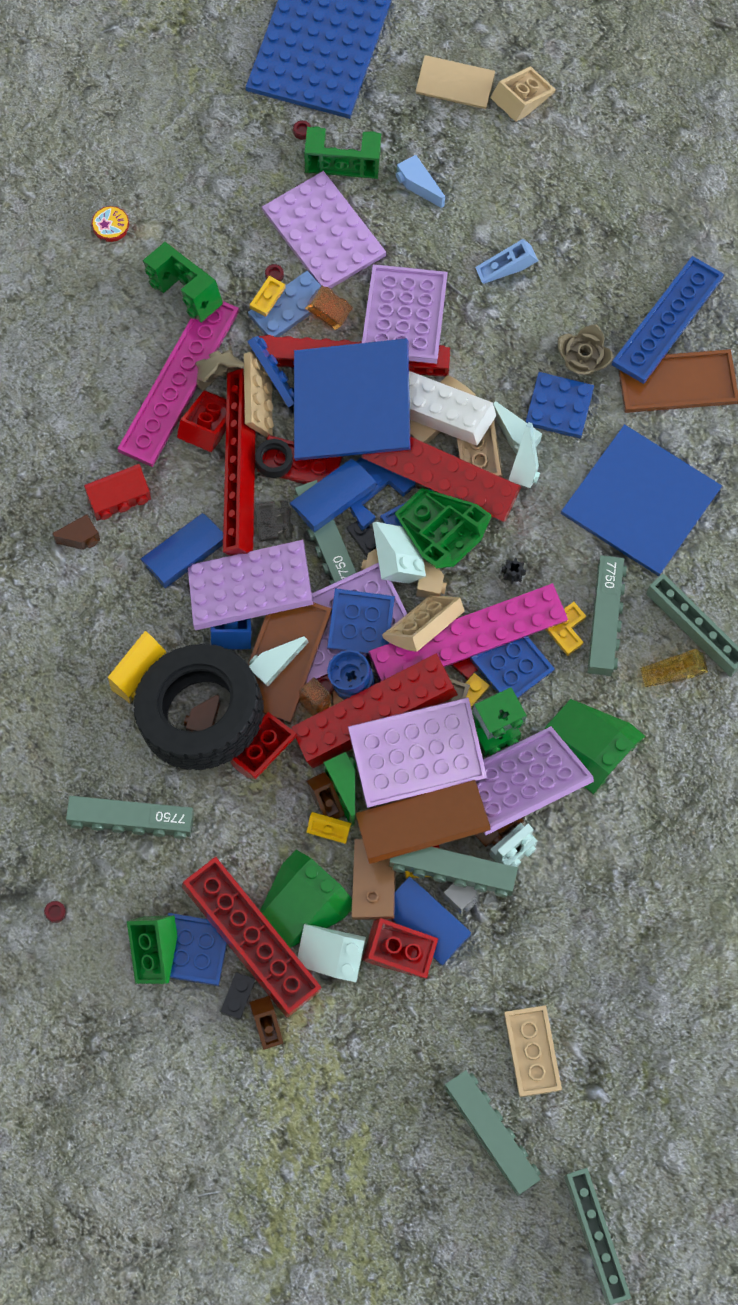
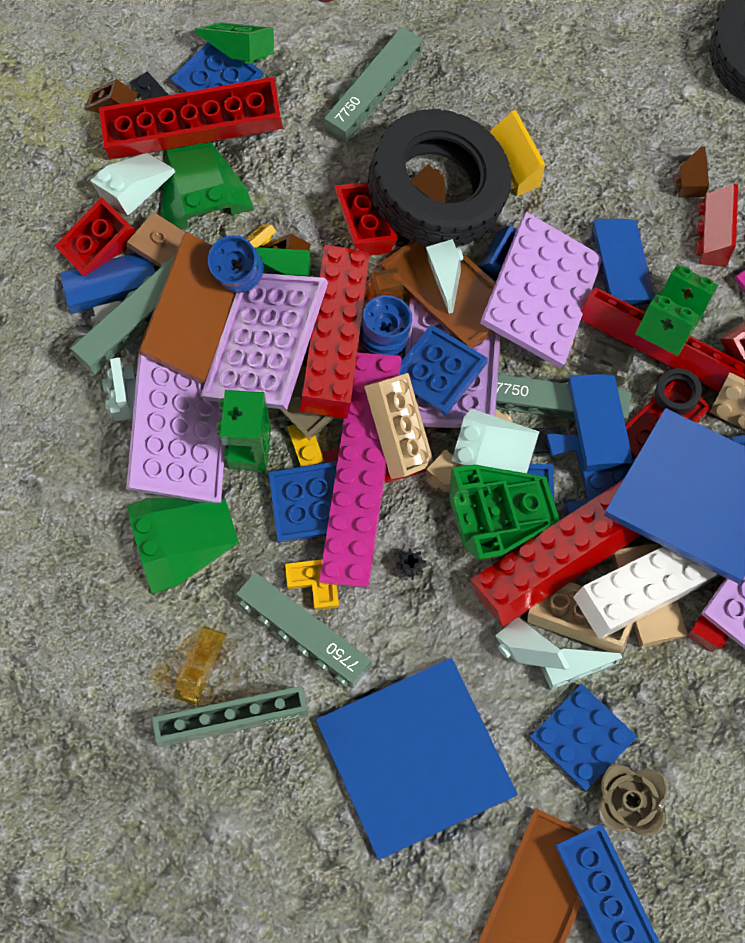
camera: 125 degrees right, 0 degrees up
(199, 488) = (677, 310): none -> green plate
(384, 799) = (230, 252): none -> blue wheel

